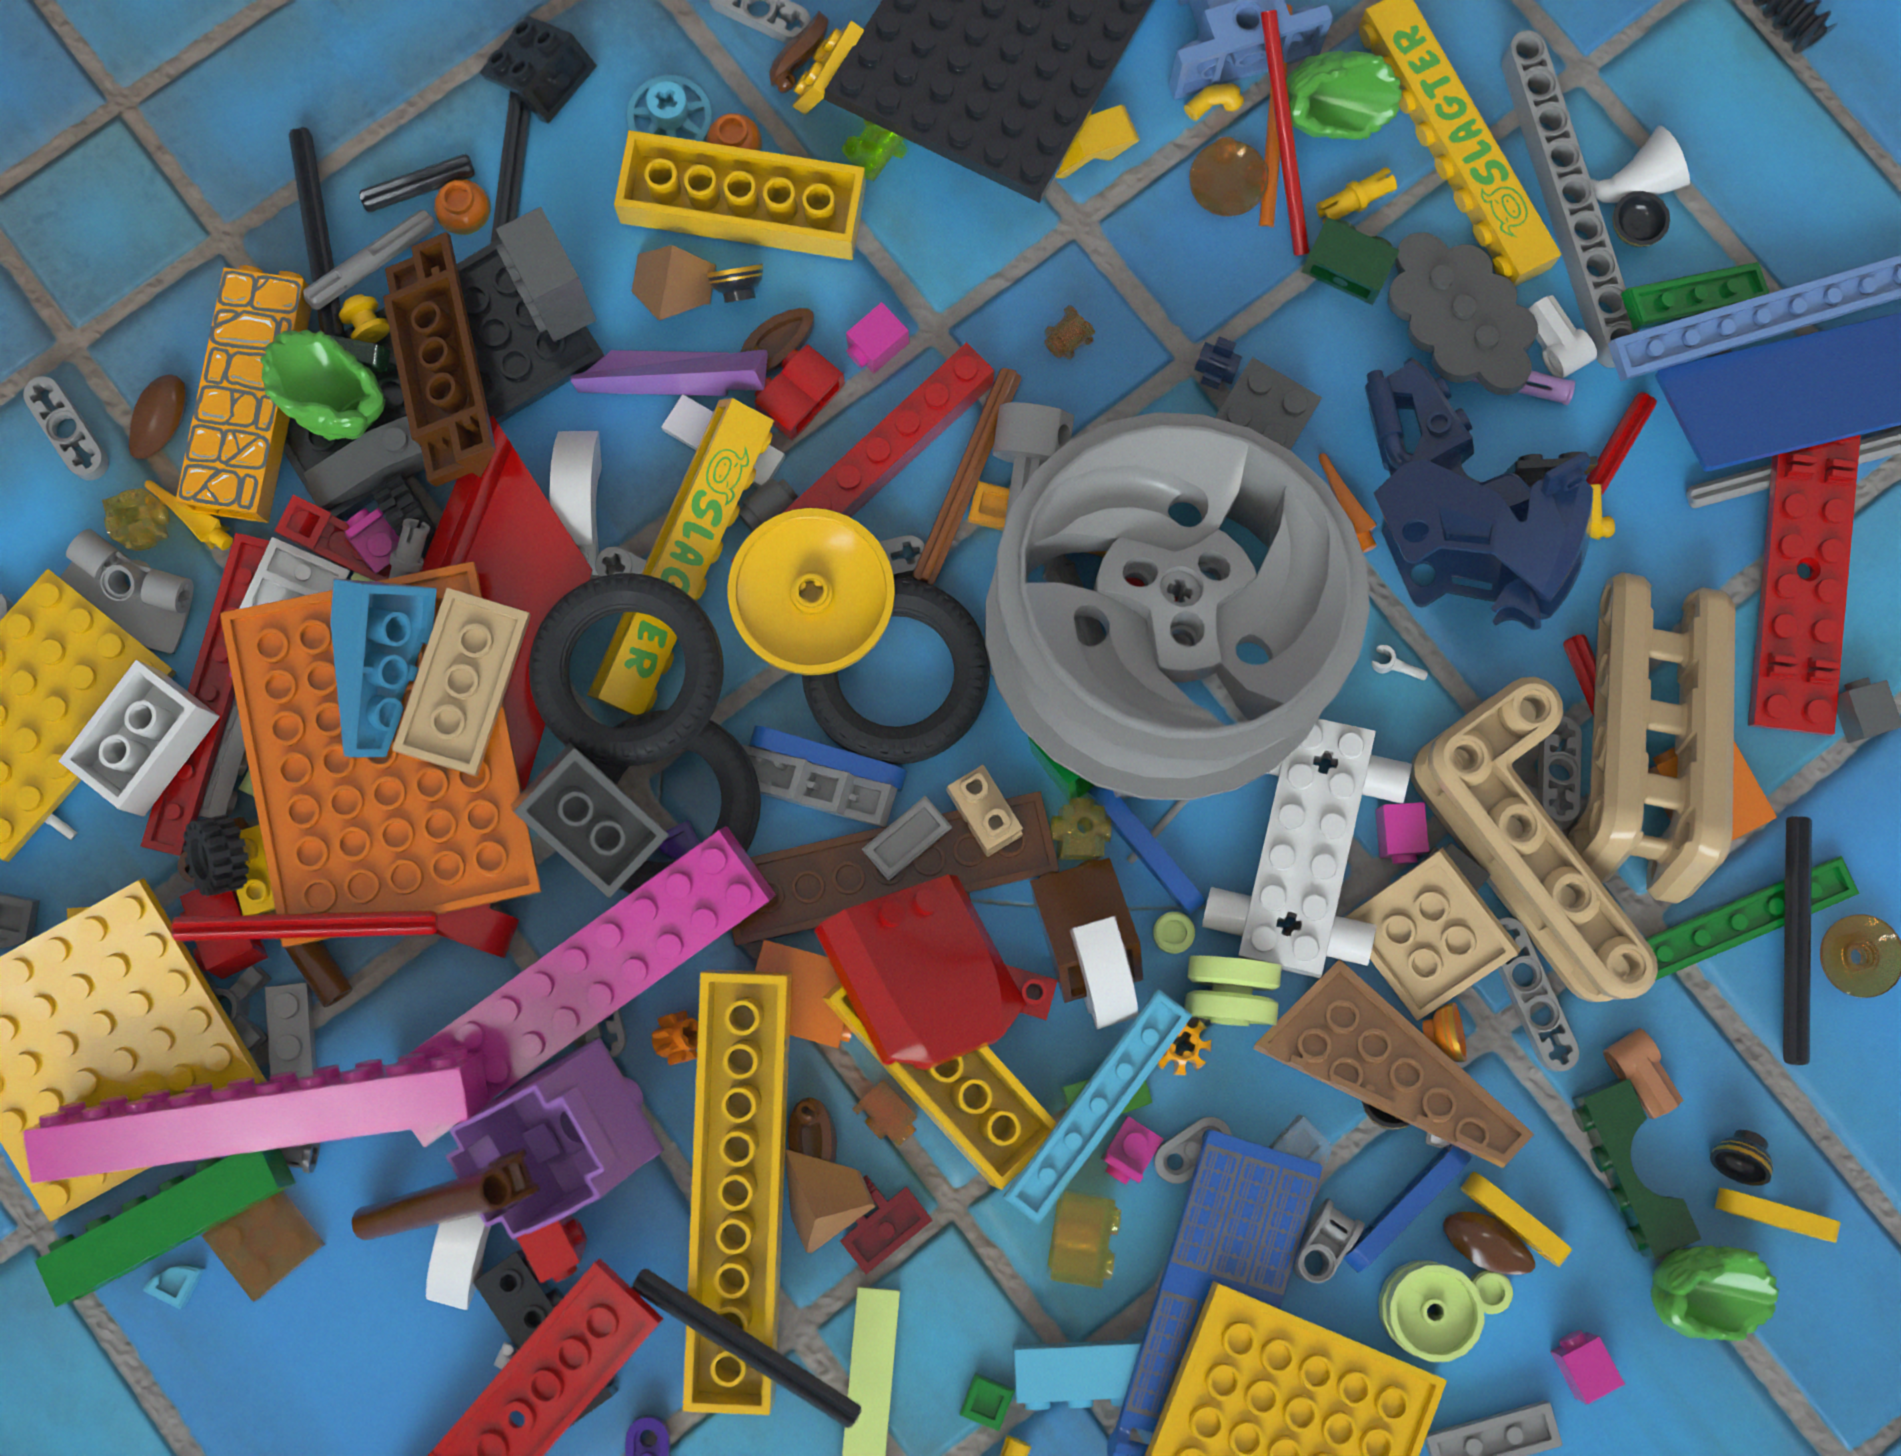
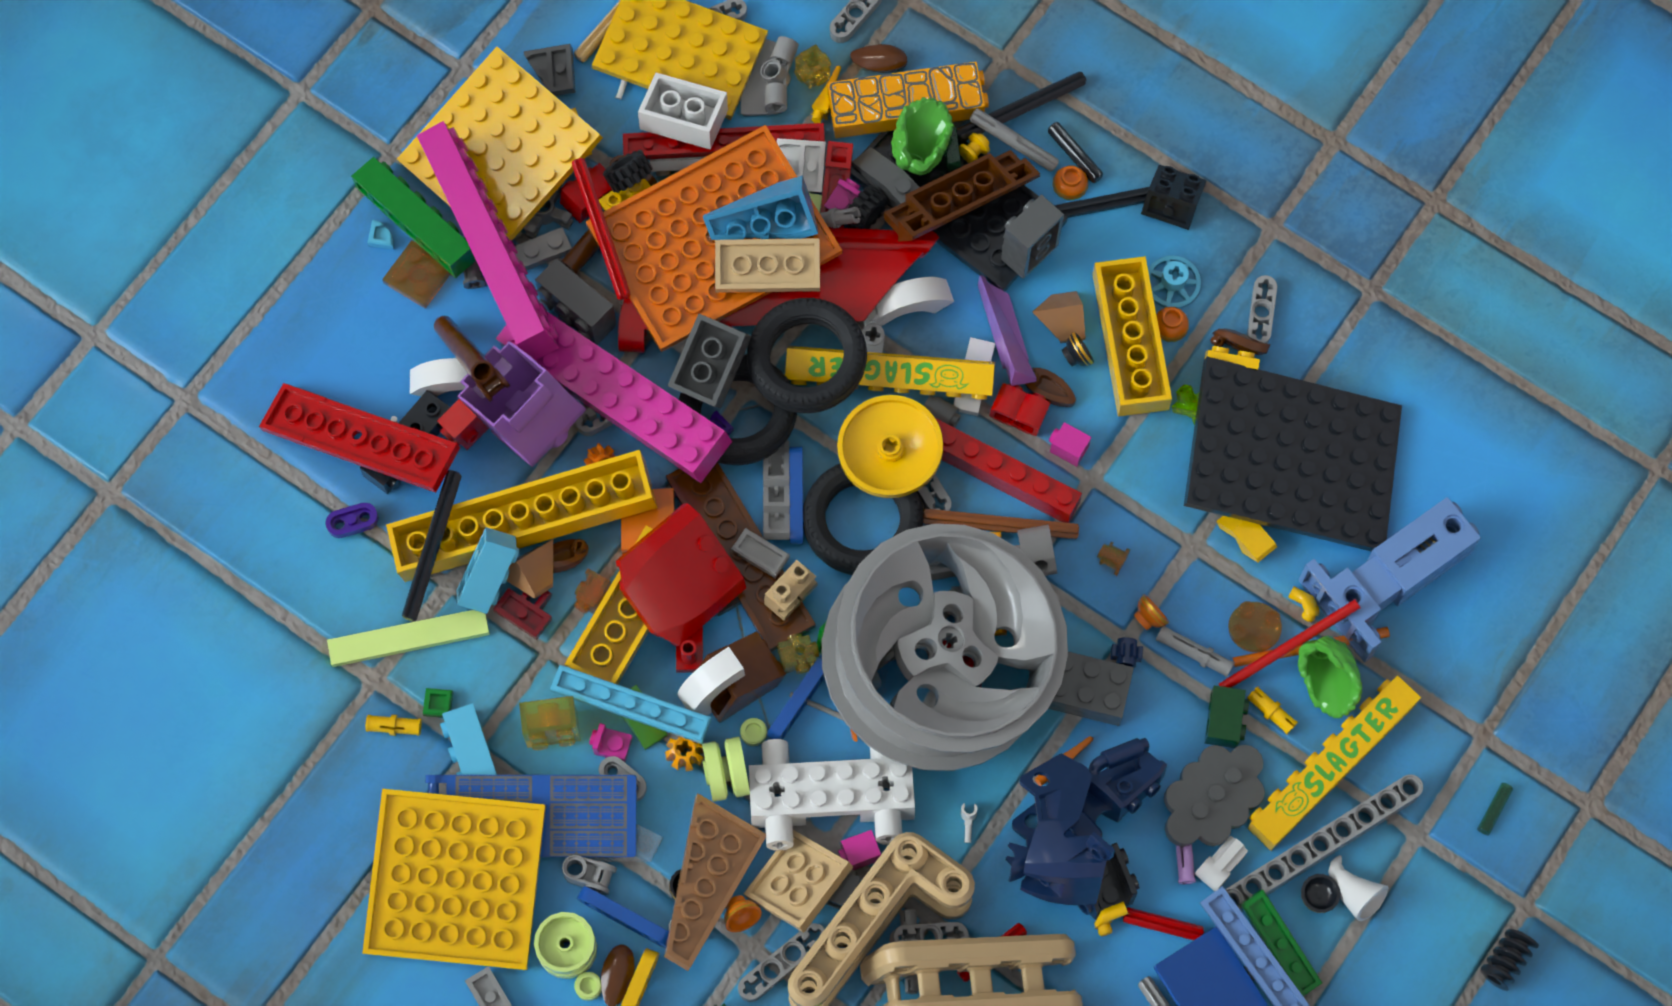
camera: 75 degrees right, 10 degrees down
(405, 1003) = (575, 302): none -> dark grey brick
(812, 1269) = (487, 570): none -> medium azure brick
(1170, 312) = (1149, 614): none -> orange piece
(1253, 258) = (1204, 656): none -> light grey pin

